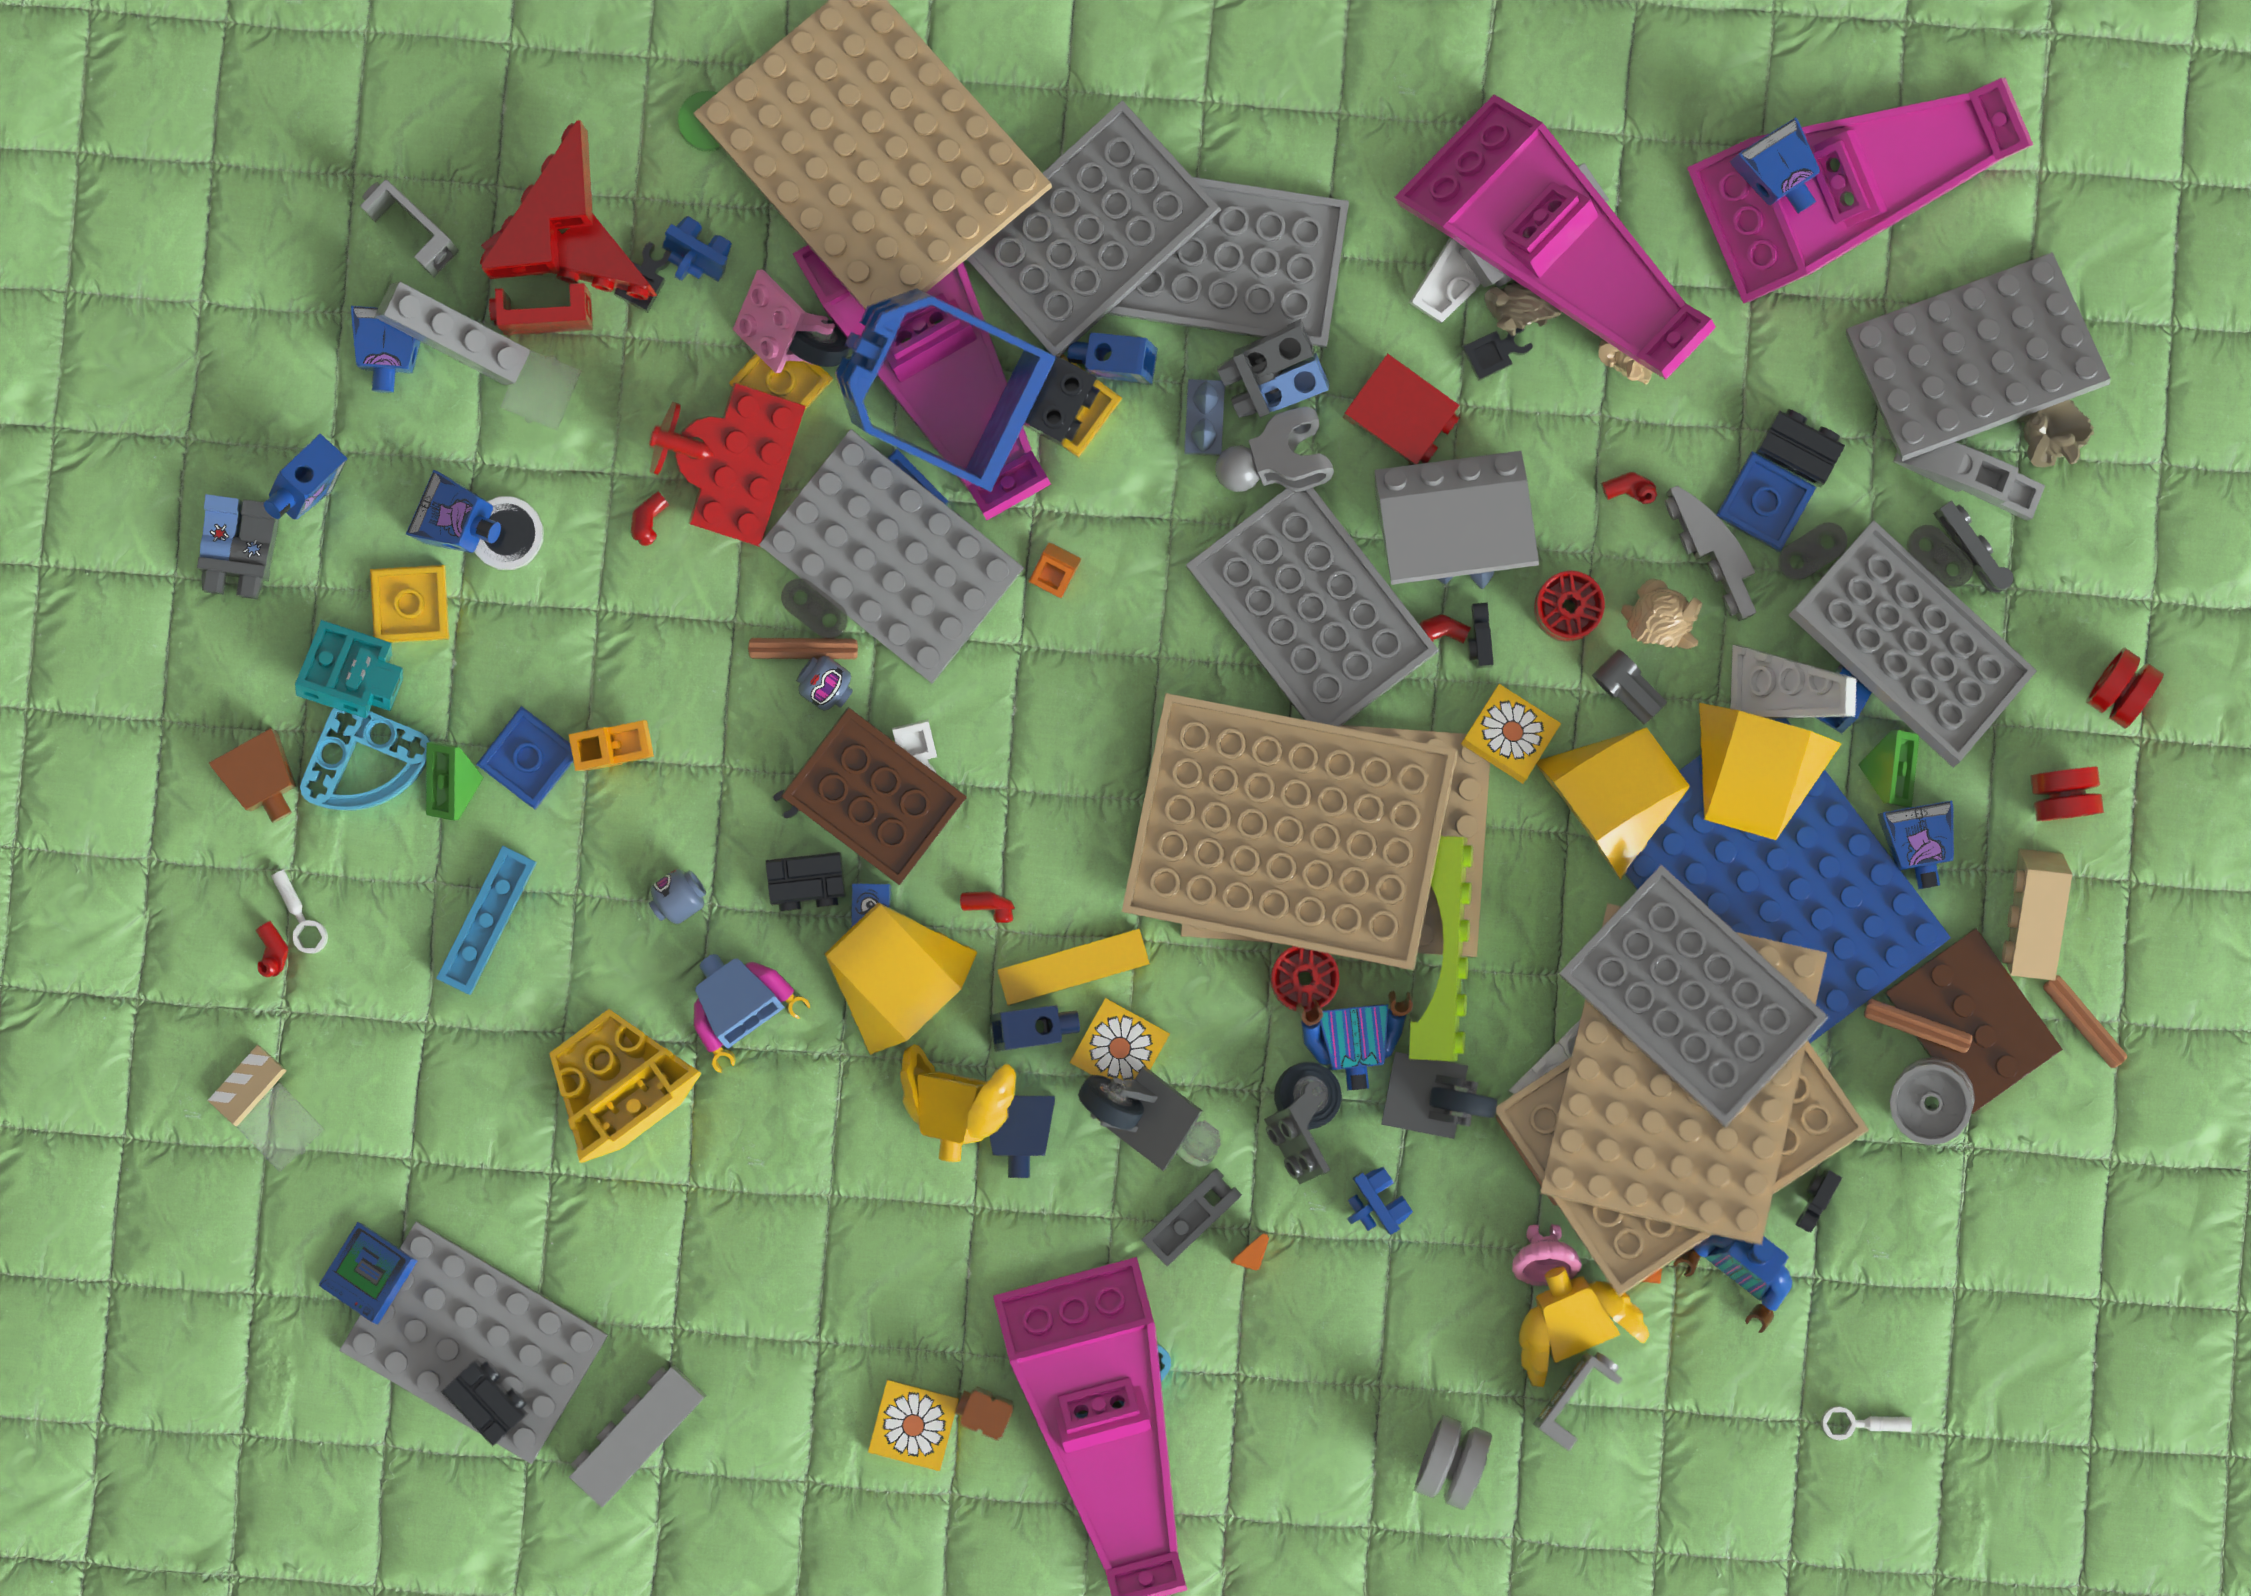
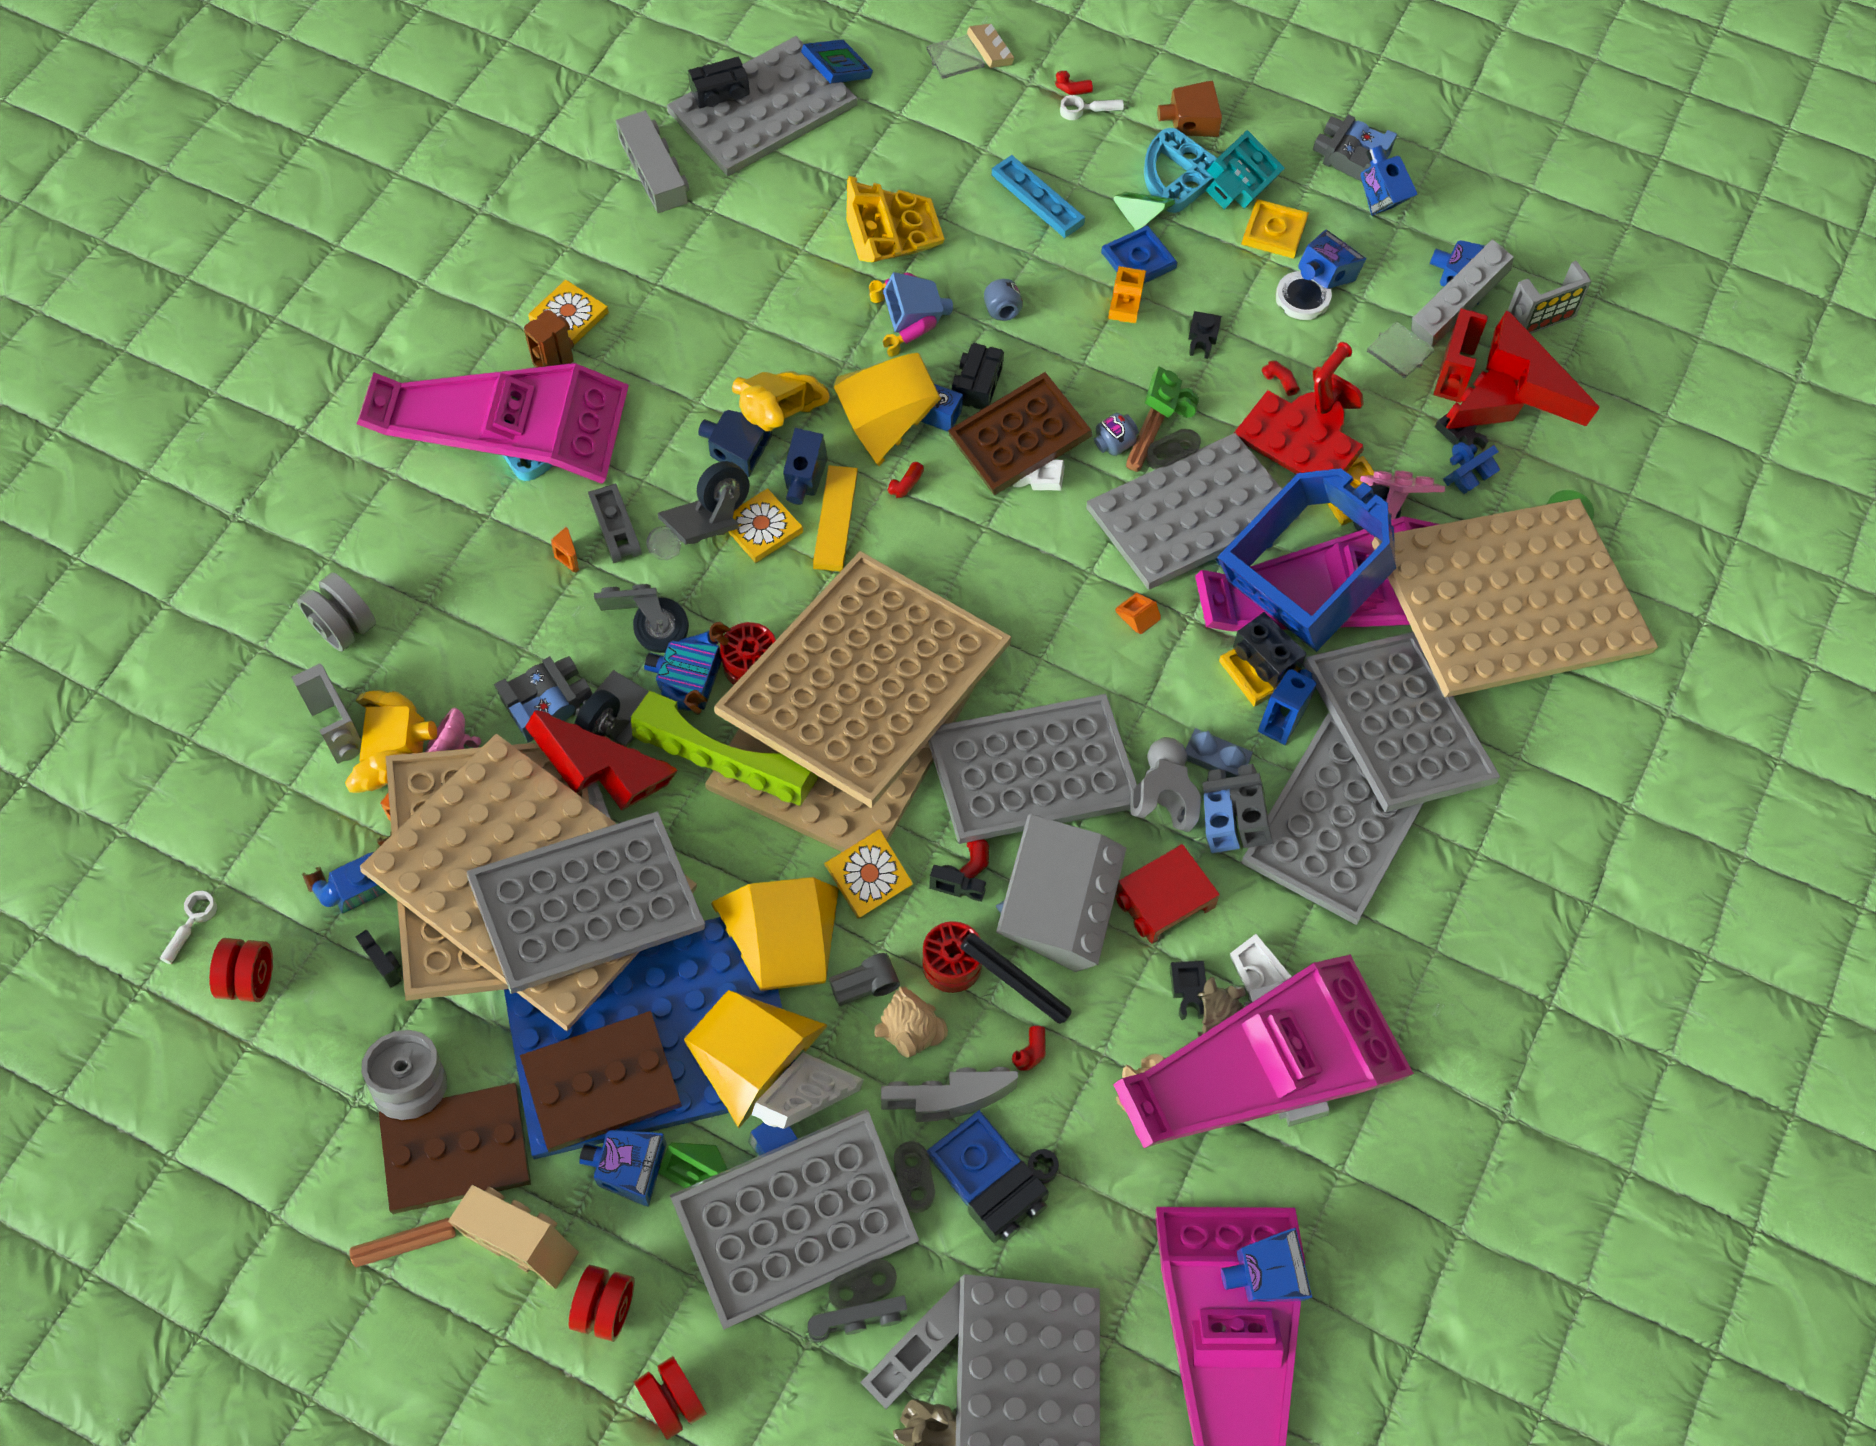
camera: 115 degrees right, 25 degrees down
(611, 636) = (1203, 332): none -> black plate
(741, 646) = (1168, 397): none -> bright green hinge
(1389, 1215) = (556, 641): blue hips -> none
(1439, 1176) = (544, 690): none -> dark grey hips
(1523, 1081) = (589, 758): none -> red slope
(1571, 528) = (1016, 978): none -> black axle
(1735, 429) = (1047, 1156): none -> black bush
(1854, 902) = (600, 1081): none -> reddish brown plate
(1895, 1328) = (241, 970): none -> red wheel
(1918, 1026) = (472, 1093): nougat axle -> none

